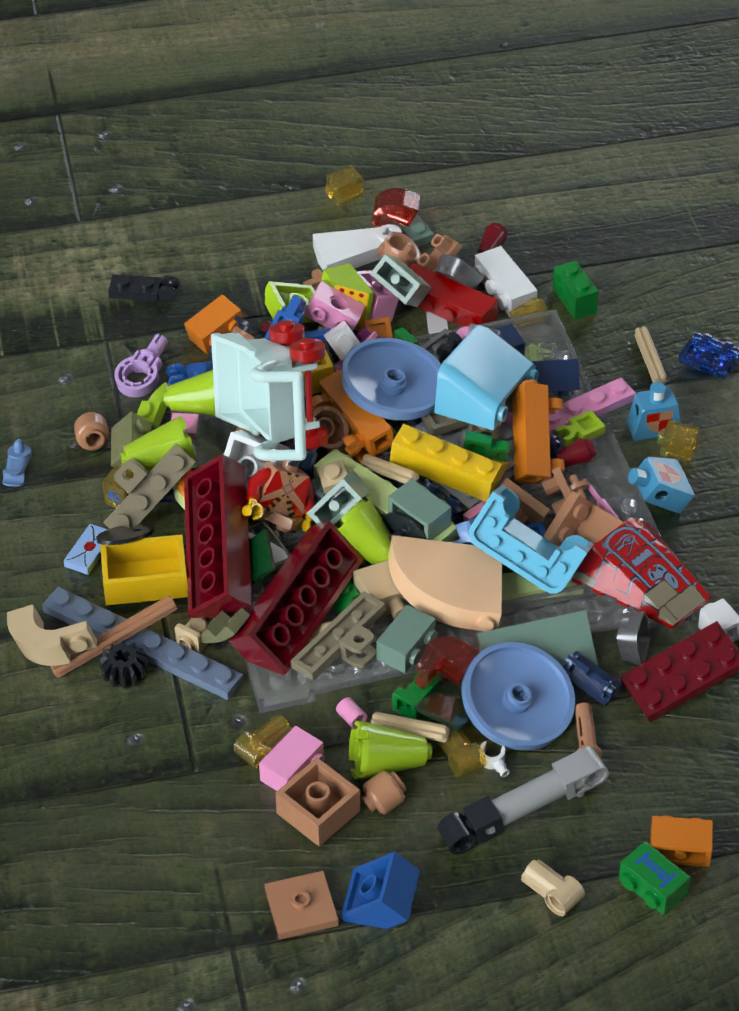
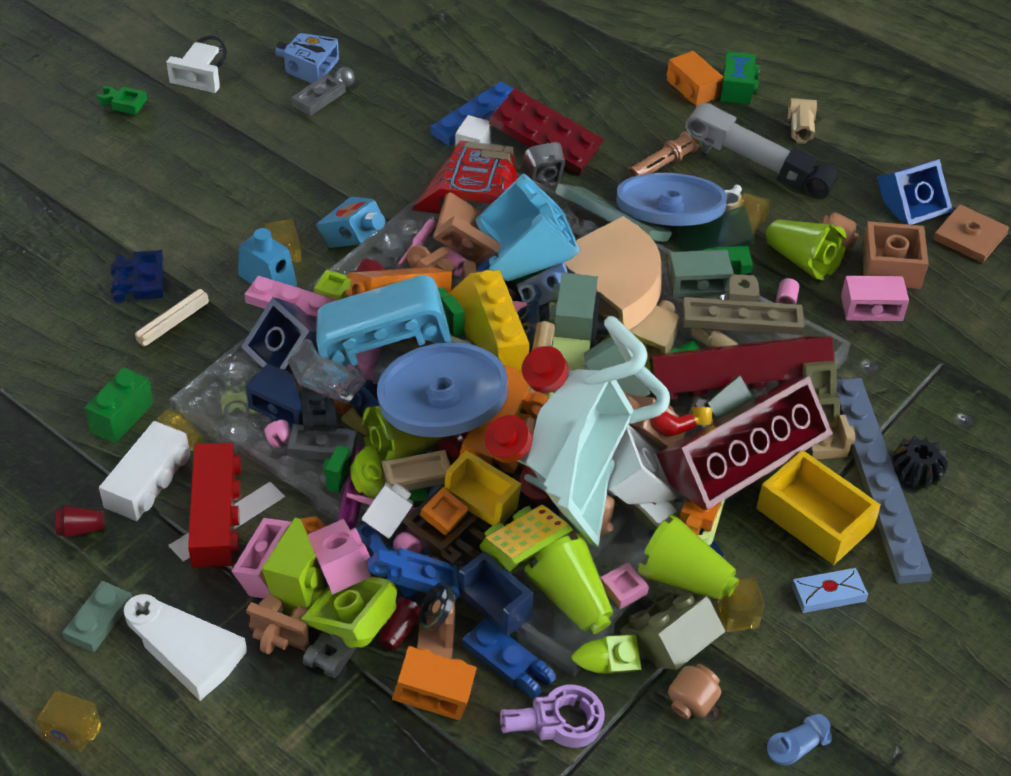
camera: 130 degrees left, 0 degrees up
(48, 646) = (981, 520): tan arch -> none
(119, 633) = (909, 479): nougat axle -> none
(120, 535) = (816, 536): black piece -> none
(147, 486) = (745, 549): dark tan plate -> none
(257, 745) = (887, 327): clear yellow piece -> none
(396, 206) = (103, 619): clear red brick -> none
(400, 246) = (180, 585): nougat helmet -> none
(401, 280) = (245, 518): sand green brick -> none
(422, 728) = (766, 246): tan axle -> none
(442, 244) = (153, 536): nougat hips -> none
(445, 656) = (688, 235): clear red brick -> none
(458, 271) = (173, 500): flat silver piece -> none
(590, 678) = (602, 177): dark blue hinge -> none

